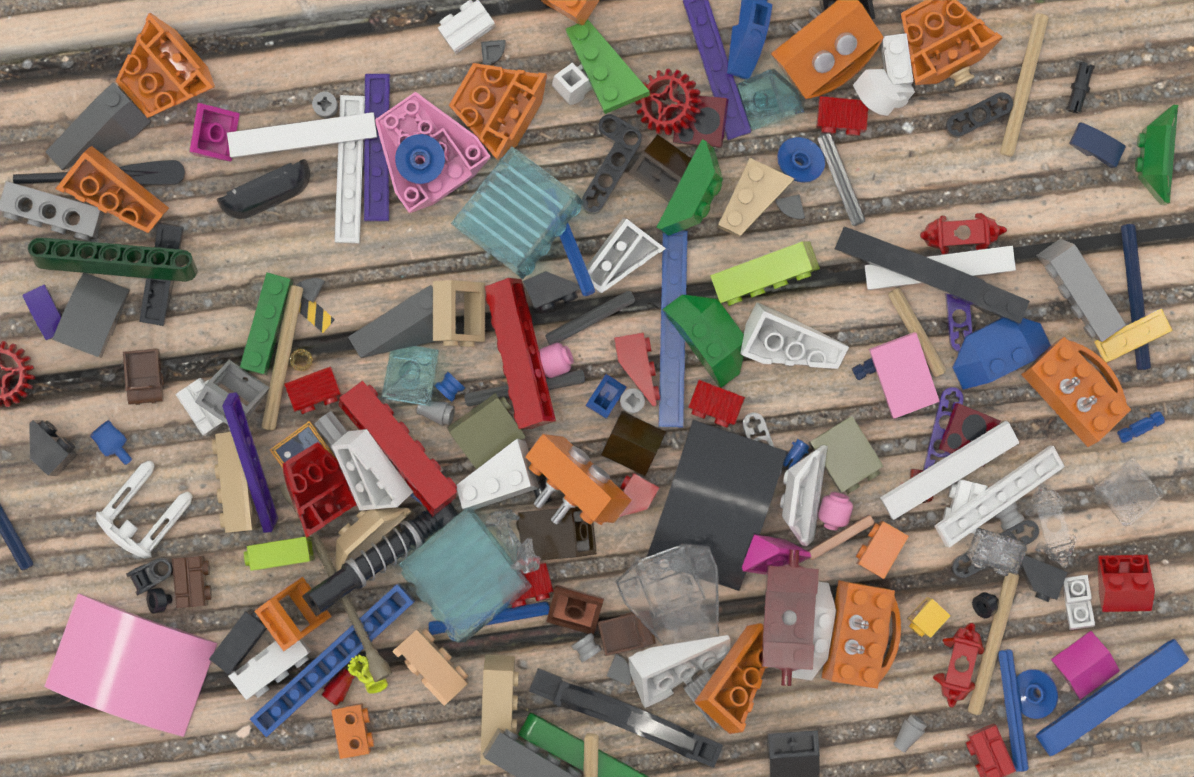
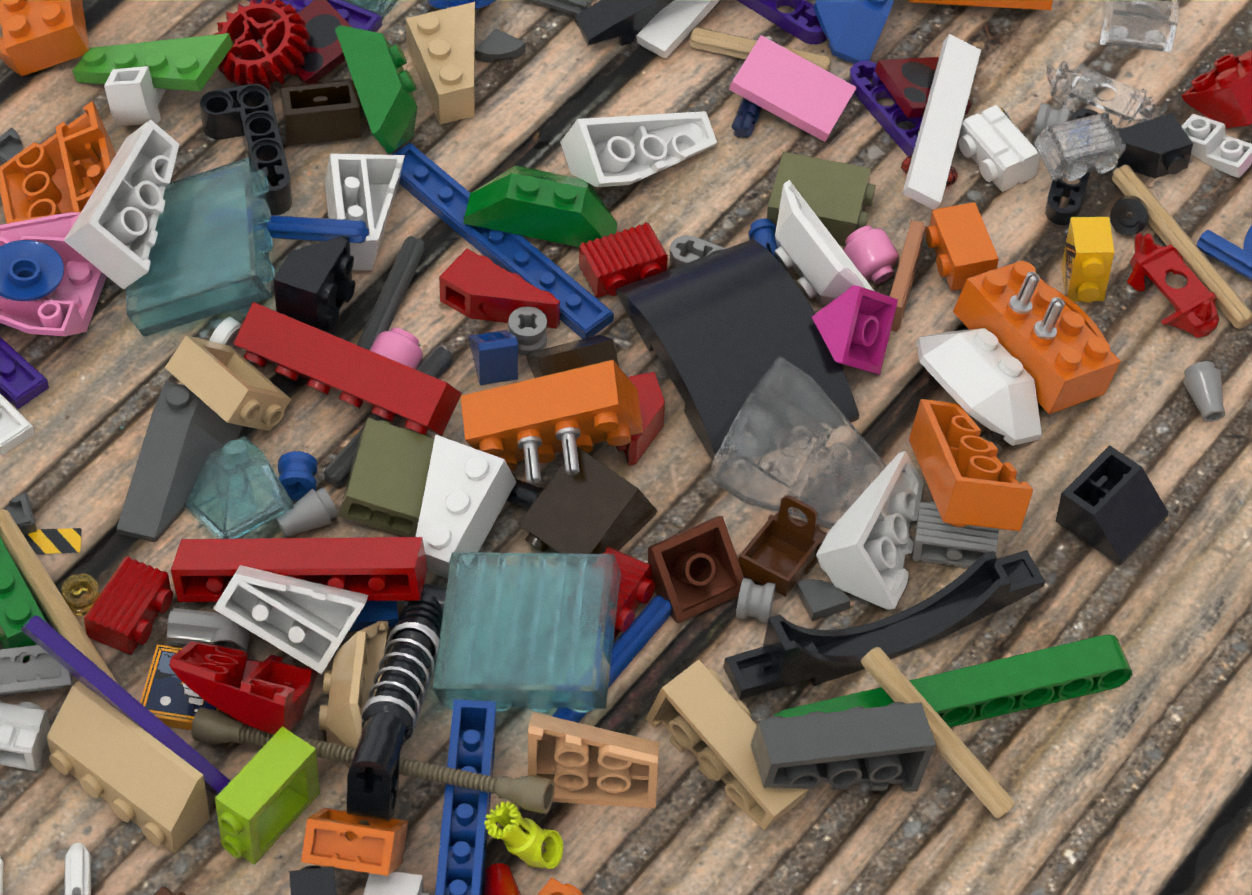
camera: 50 degrees left, 35 degrees down
(489, 274) = (226, 332): none -> white tile
(497, 167) = (124, 208): none -> white wedge
(522, 553) = (574, 534): clear piece -> none
(765, 271) = (539, 102): lime wedge -> none
(792, 645) = (914, 329): brick -> none
(999, 496) = (1020, 105): white tile -> none

